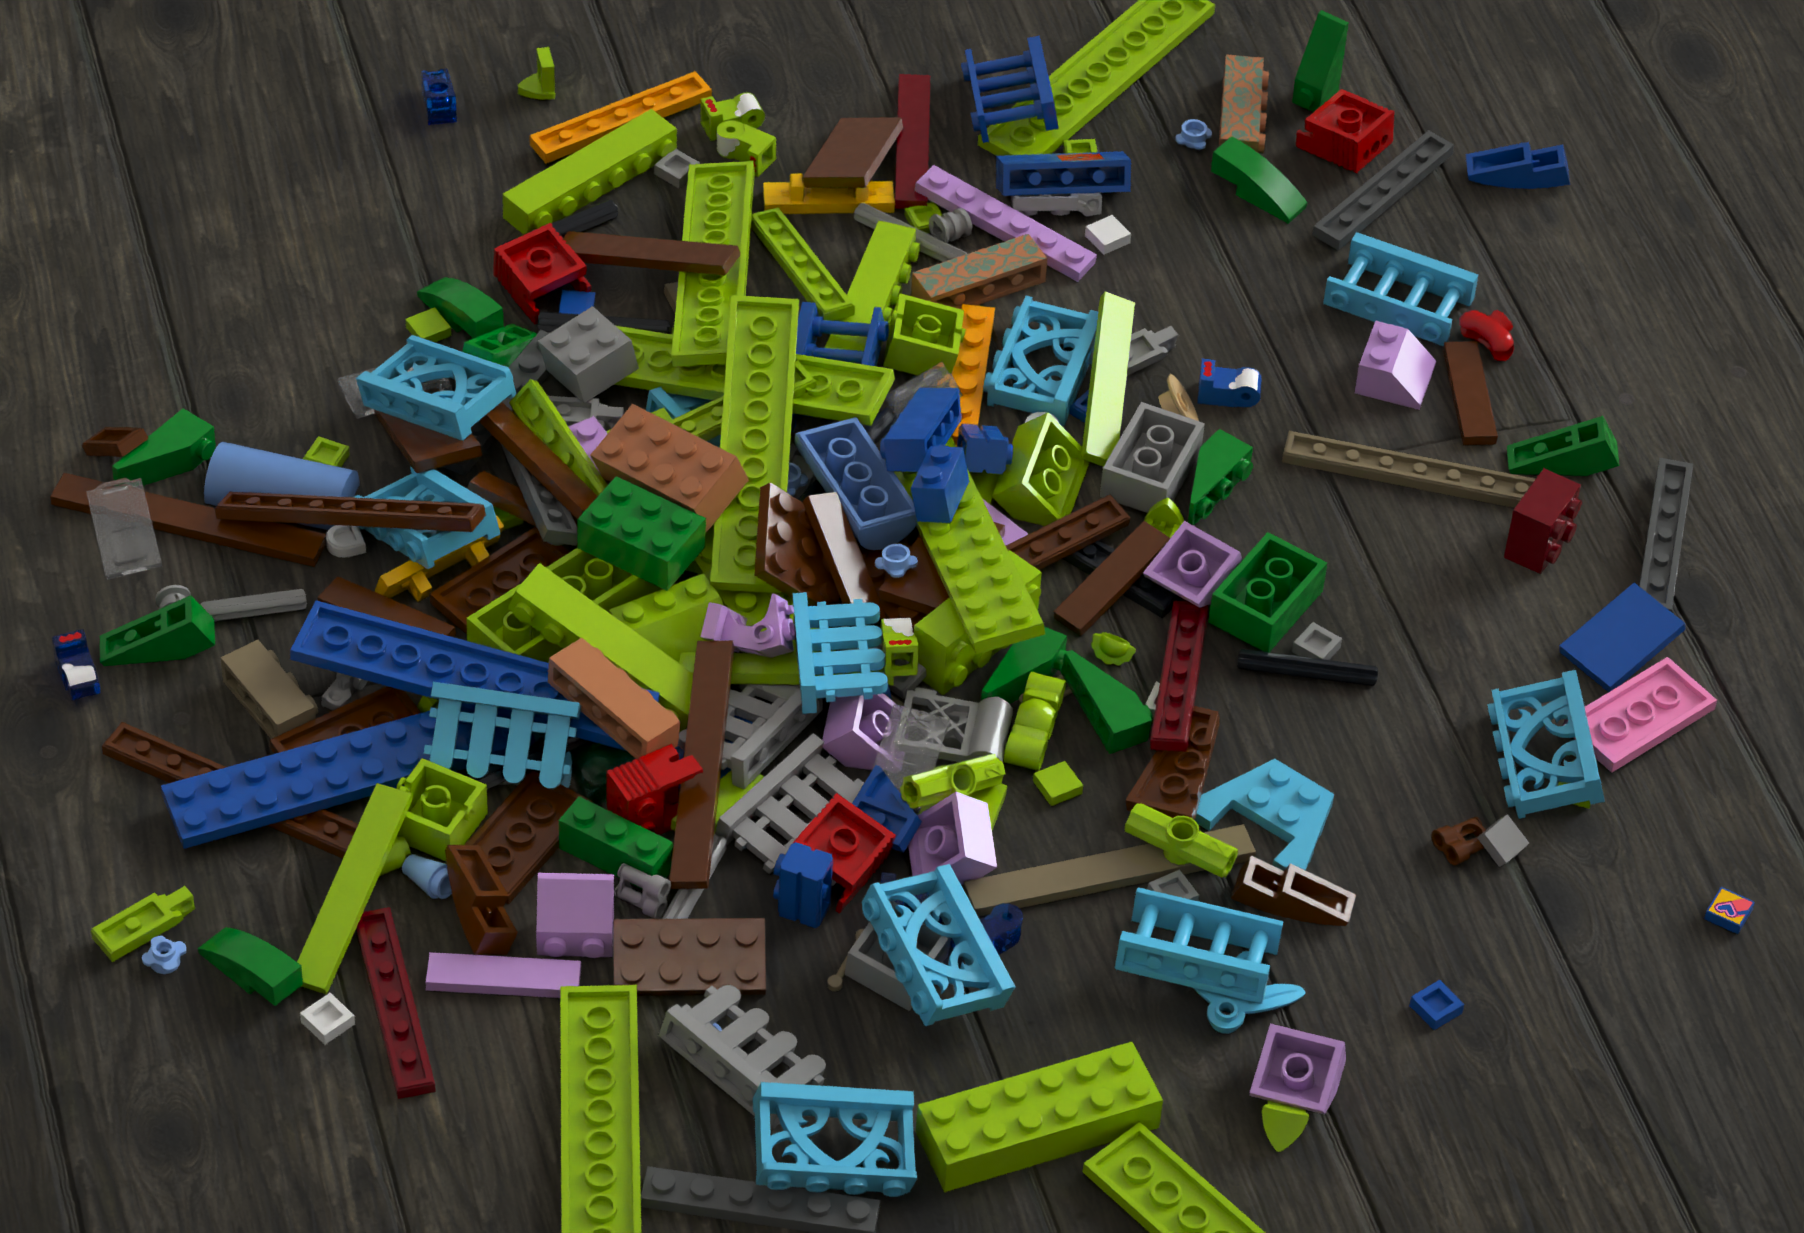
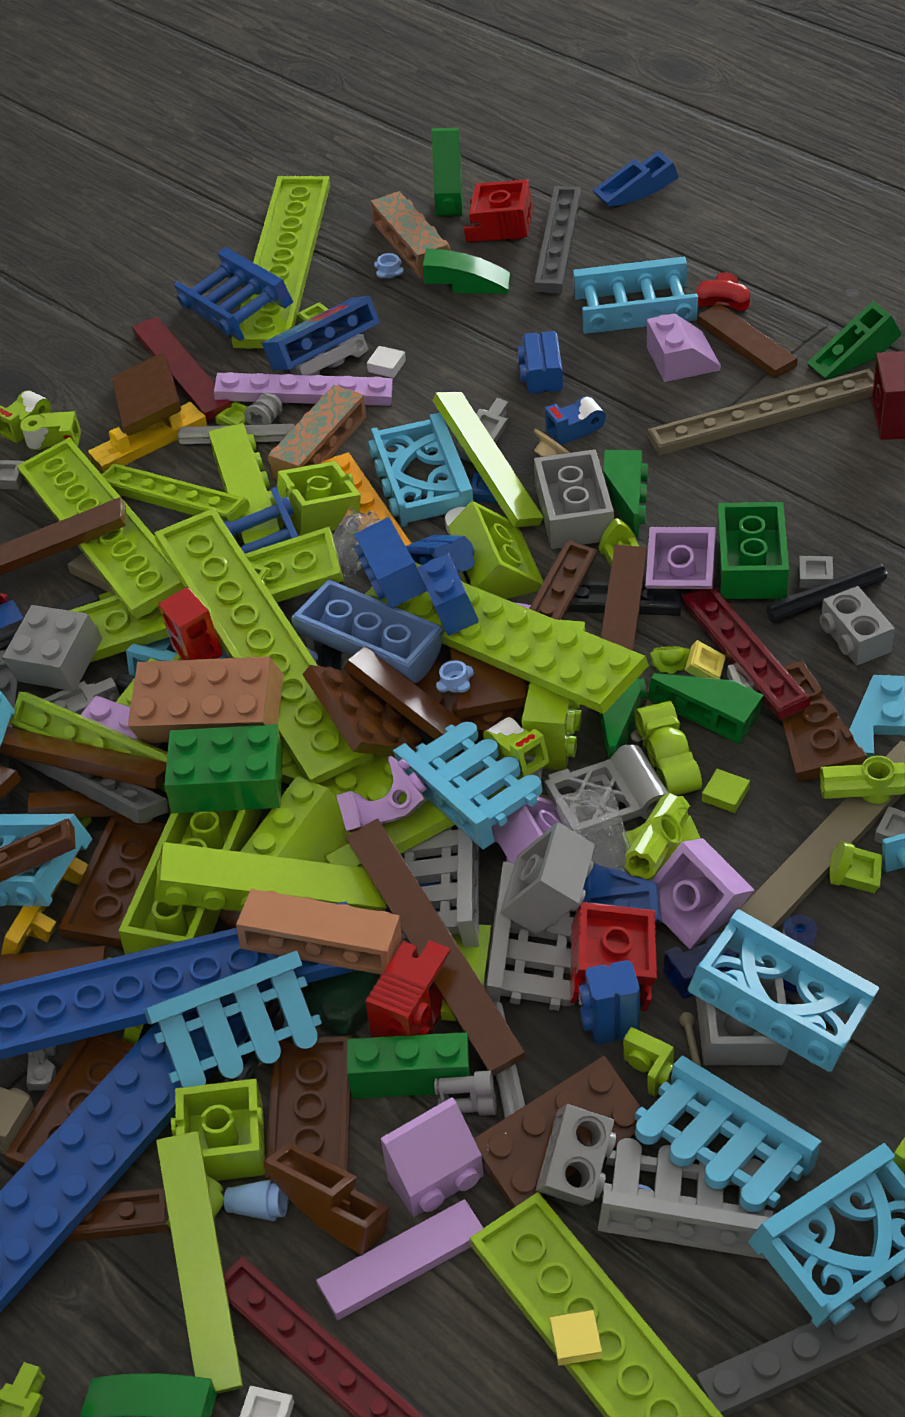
camera: 25 degrees left, 0 degrees up
(578, 1090) = (576, 1337): none -> light yellow tile
(672, 965) = (566, 1151): none -> light grey brick
(697, 397) = (190, 626): none -> red brick
(805, 946) = (649, 1055): none -> lime bracket
(830, 764) = (548, 879): none -> light grey brick
(831, 1024) = (747, 1124): none -> medium azure fence
(1102, 899) = (855, 867): none -> lime tile
(1138, 669) = (704, 661): none -> light yellow tile
(1247, 311) = (540, 362): none -> blue brick
(1300, 709) = (857, 625): none -> light grey brick

